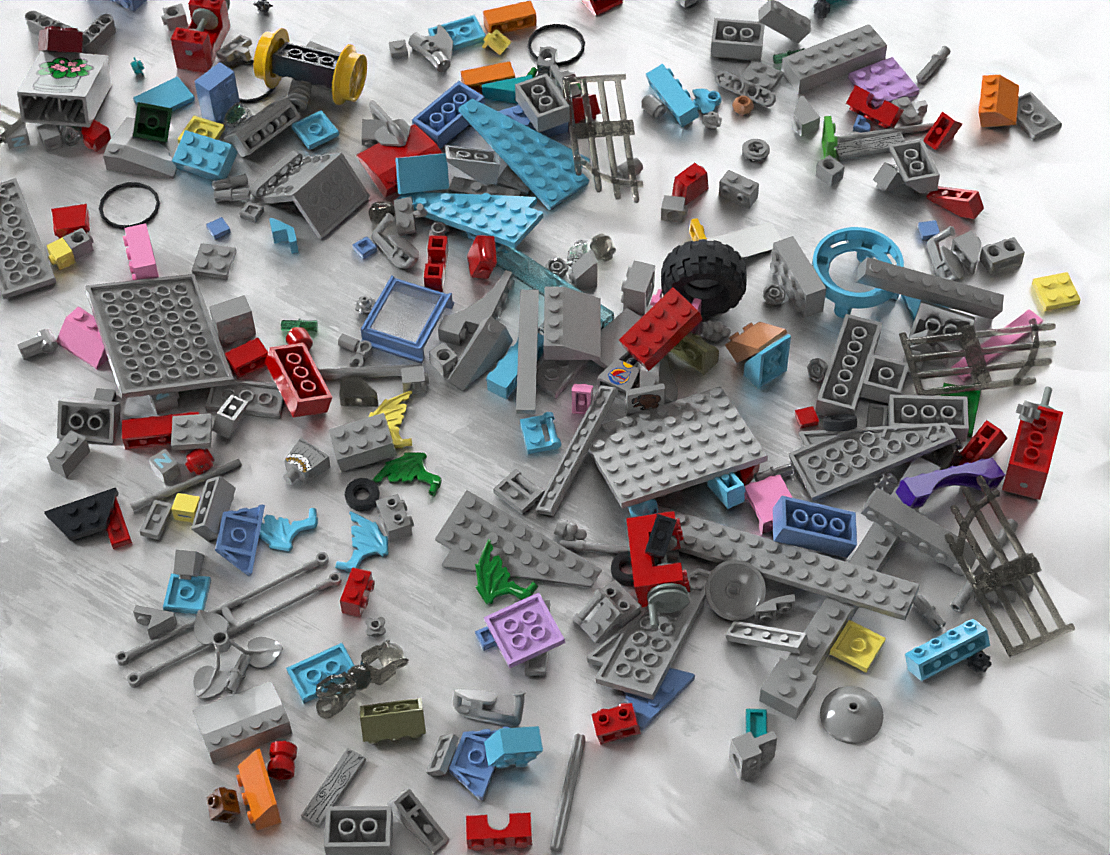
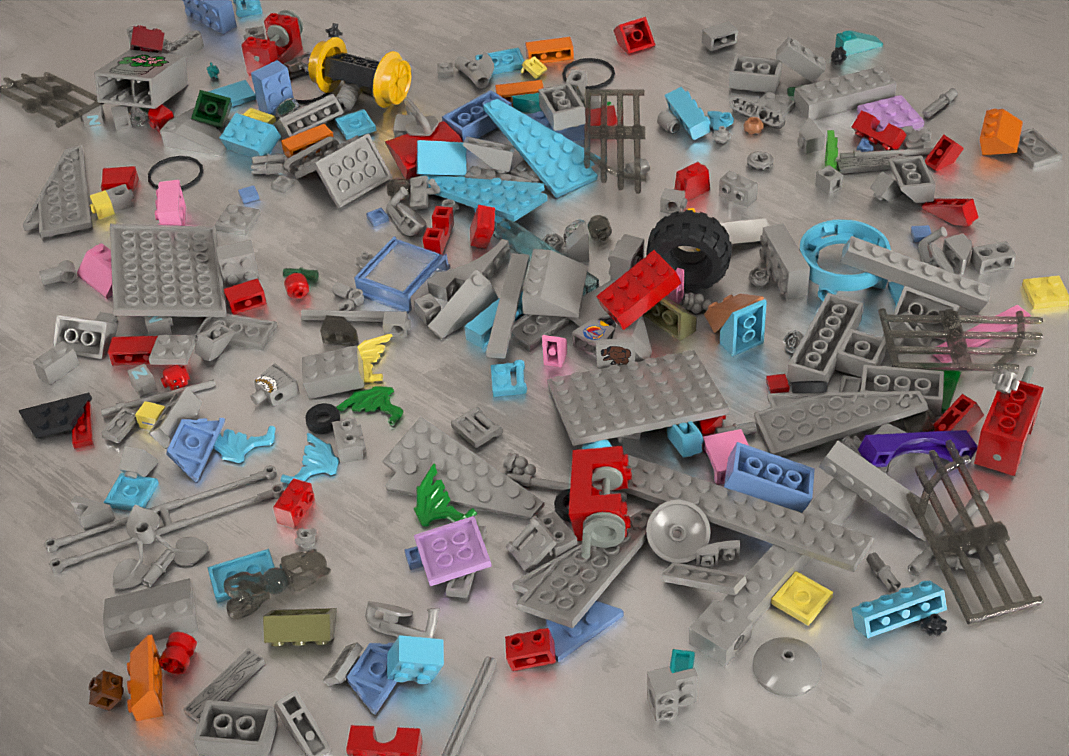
camera: 10 degrees right, 10 degrees down
(266, 156) = (305, 139): none -> orange brick
(283, 232) = (305, 200): medium azure slope -> none
(298, 380) = (285, 315): red brick -> none
(576, 450) = (539, 394): light grey tile -> none
(660, 536) = (603, 466): black plate -> none

